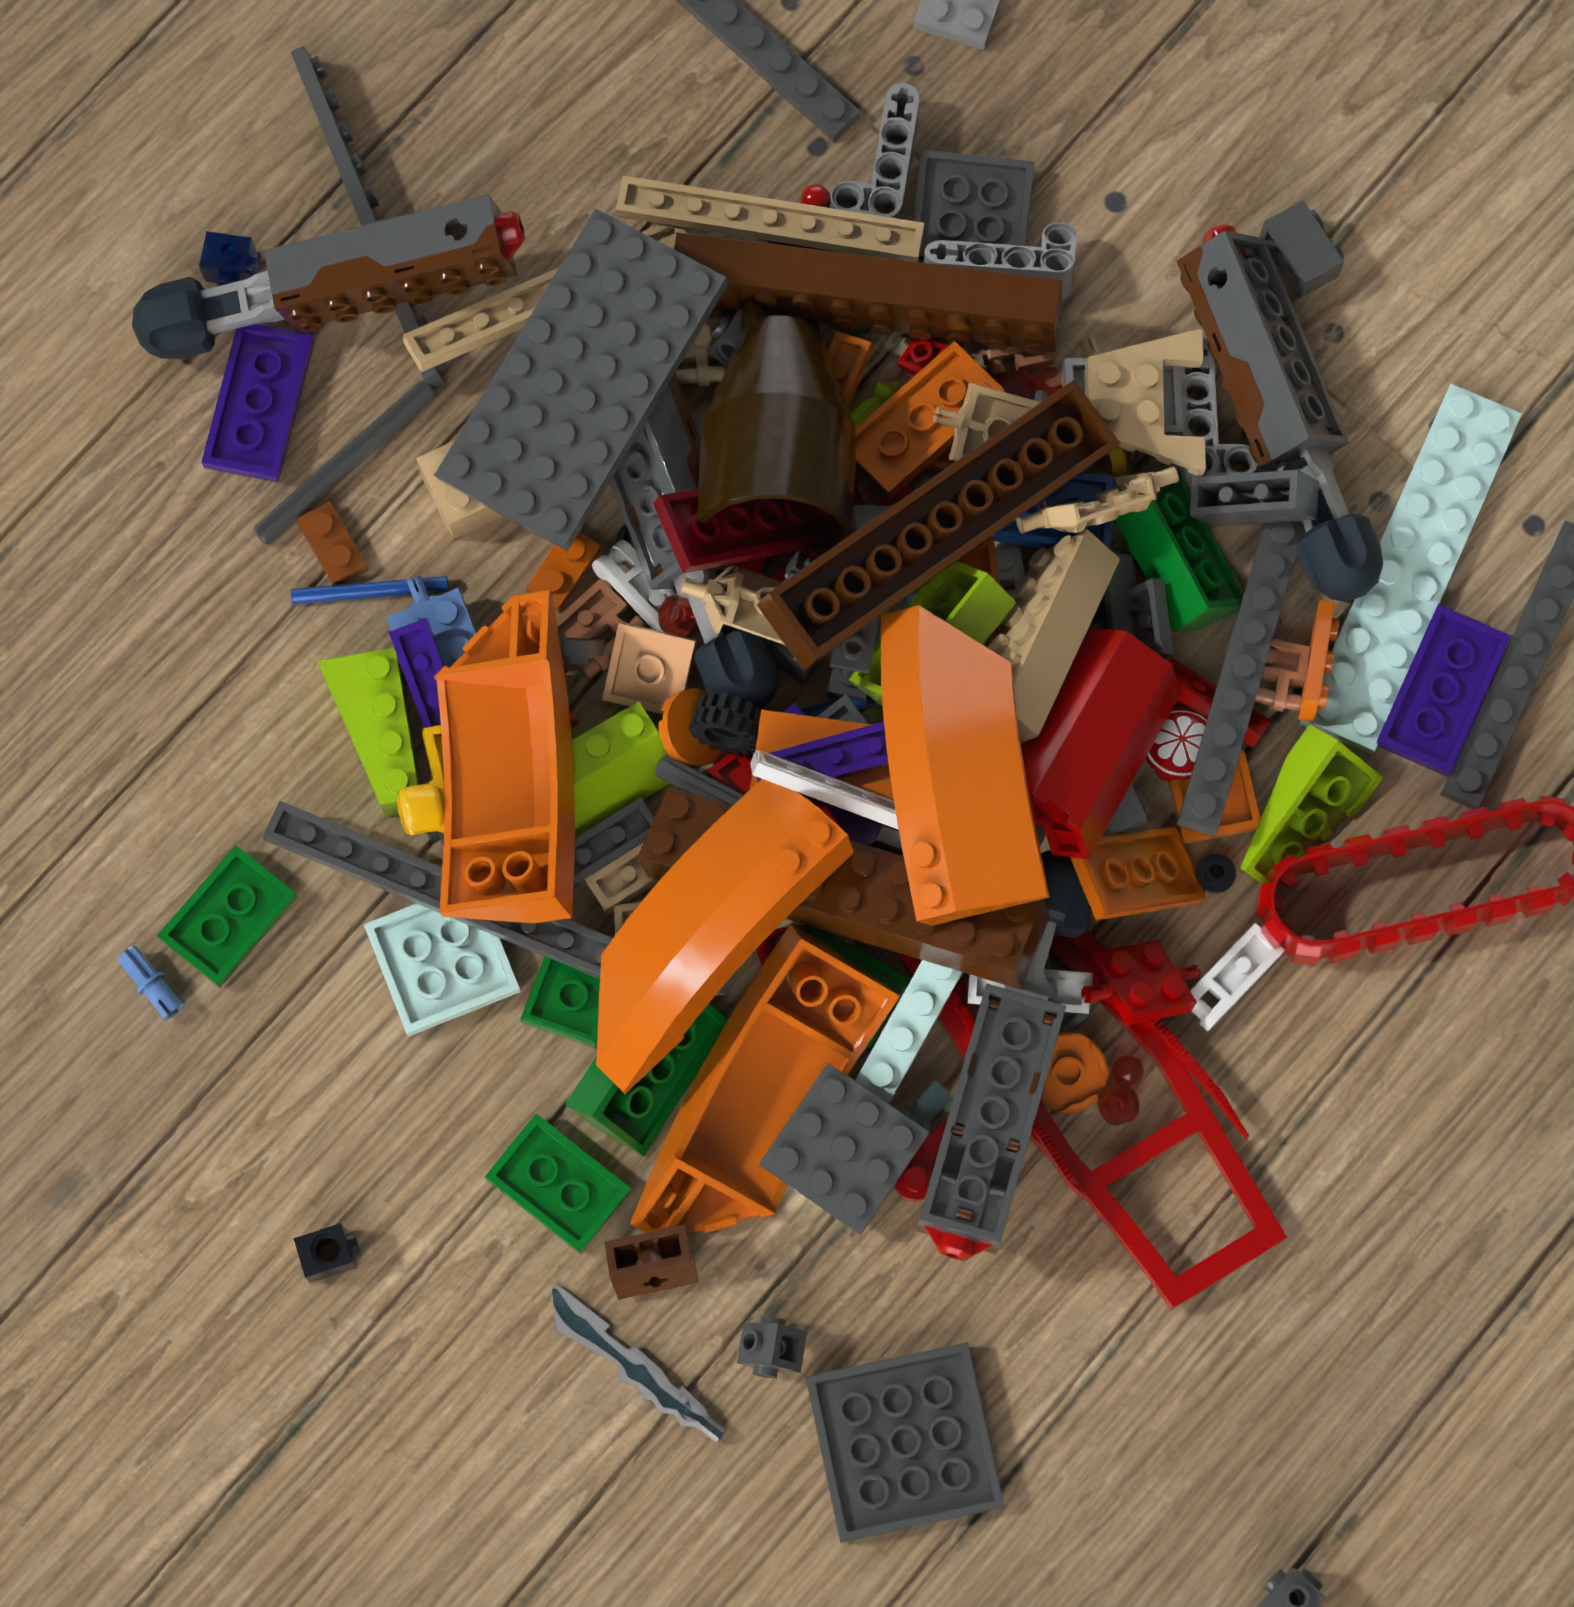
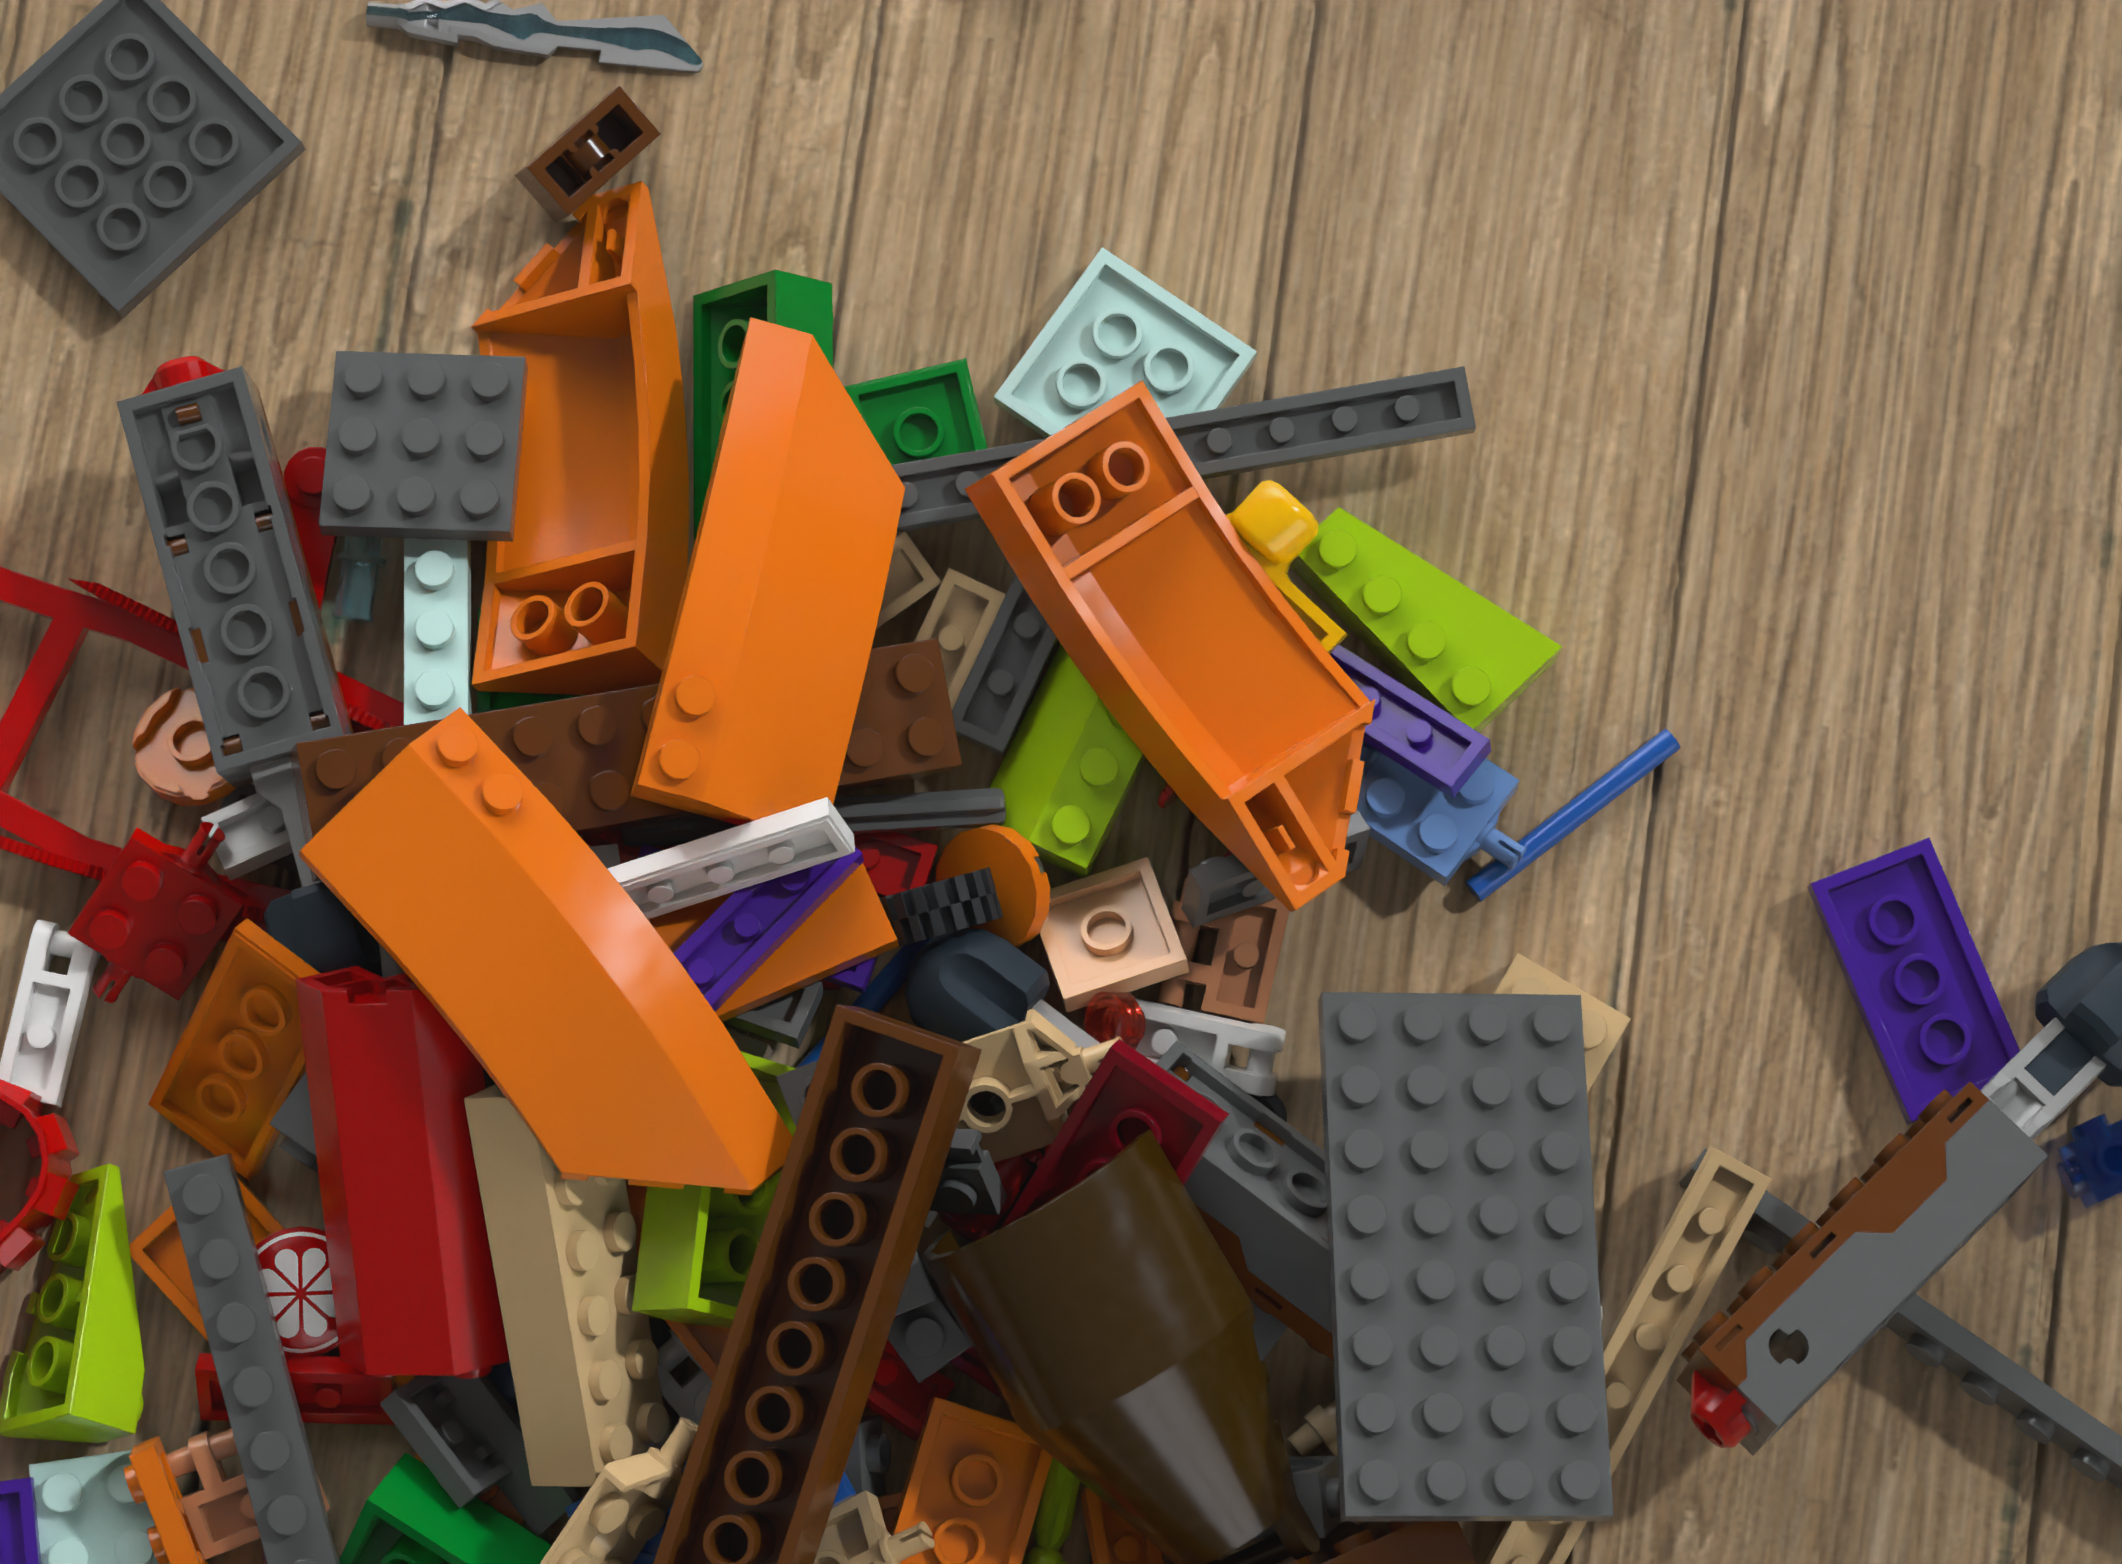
camera: 150 degrees right, 5 degrees up
(150, 982) = (1482, 109): medium blue axle -> none
(227, 916) = (1445, 255): green plate -> none
(332, 544) = (1670, 846): dark orange plate -> none
(344, 462) = (1736, 971): dark grey axle -> none
(558, 1183) = (777, 187): green plate -> none
(564, 570) = (1317, 973): orange plate -> none
(771, 1347) = (365, 147): dark grey brick -> none
(1119, 1101) = (117, 798): clear red plate -> none
(1212, 884) = (173, 1149): black plate -> none

